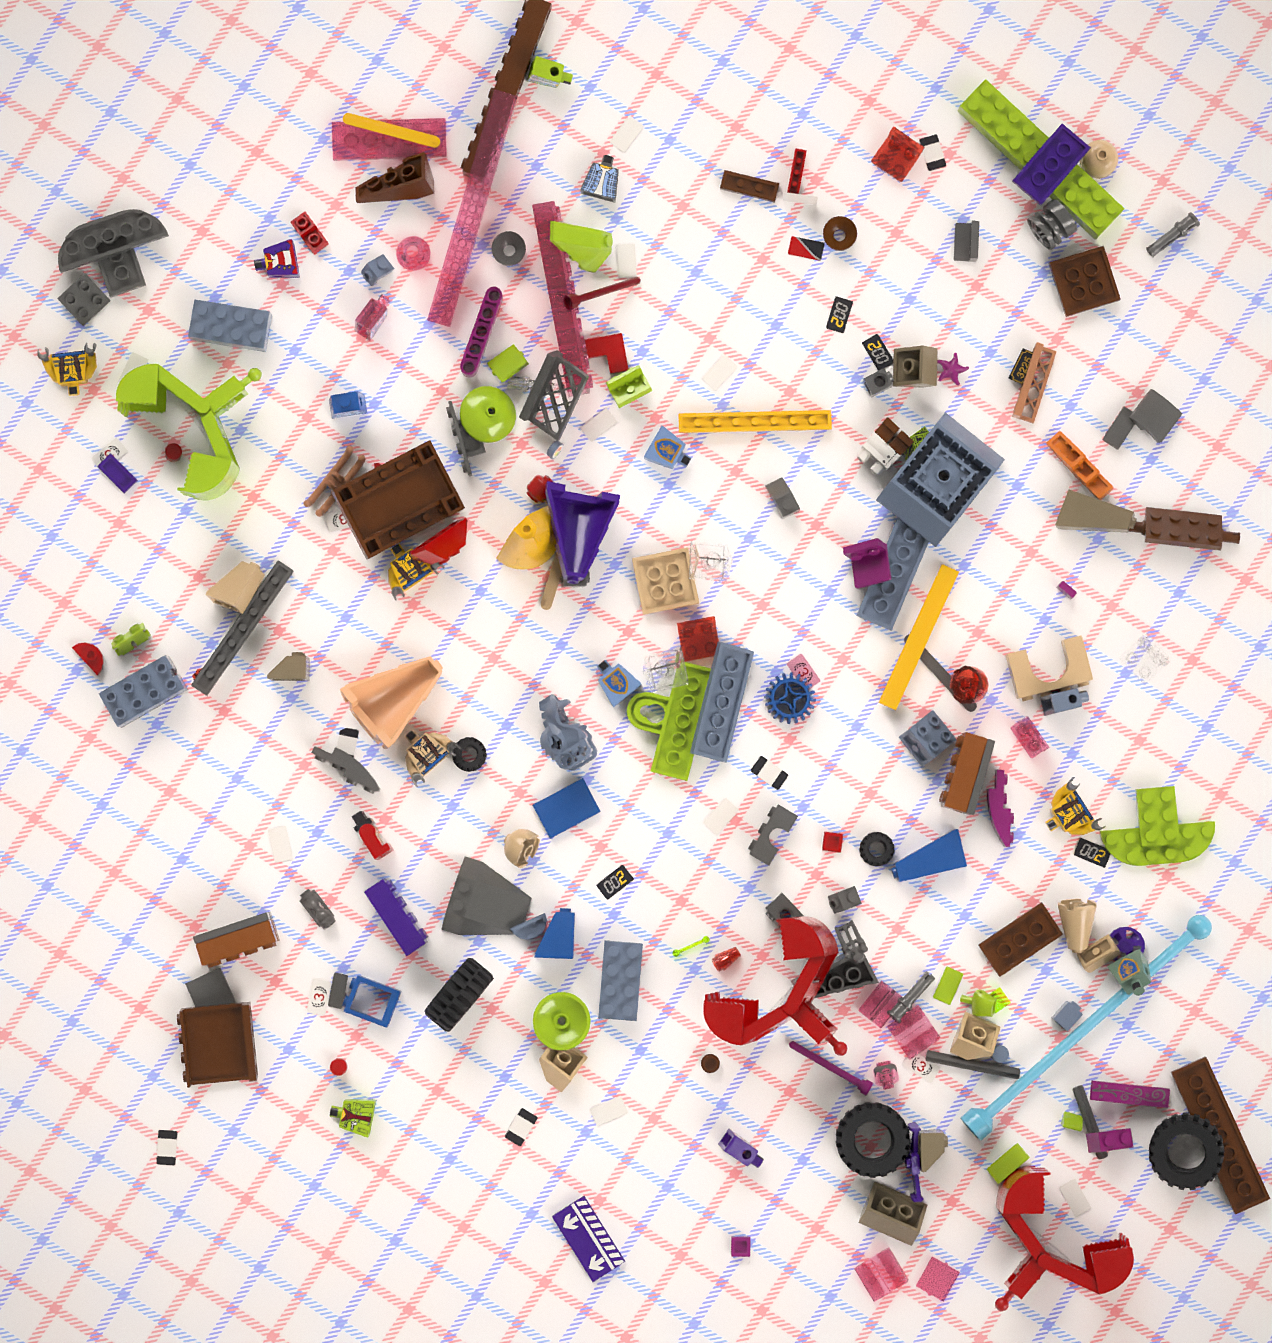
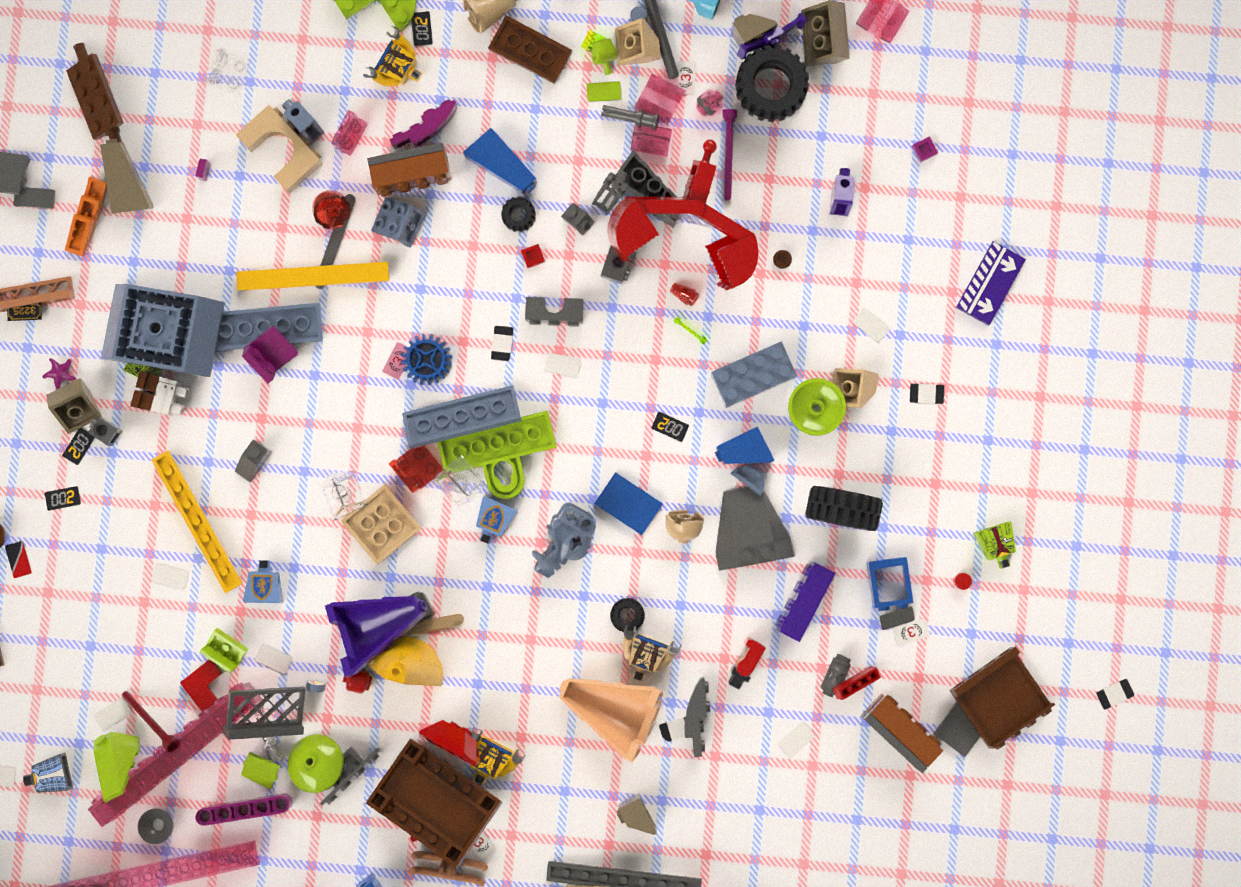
camera: 115 degrees left, 0 degrees up
(301, 923) = (856, 683): none -> red piece

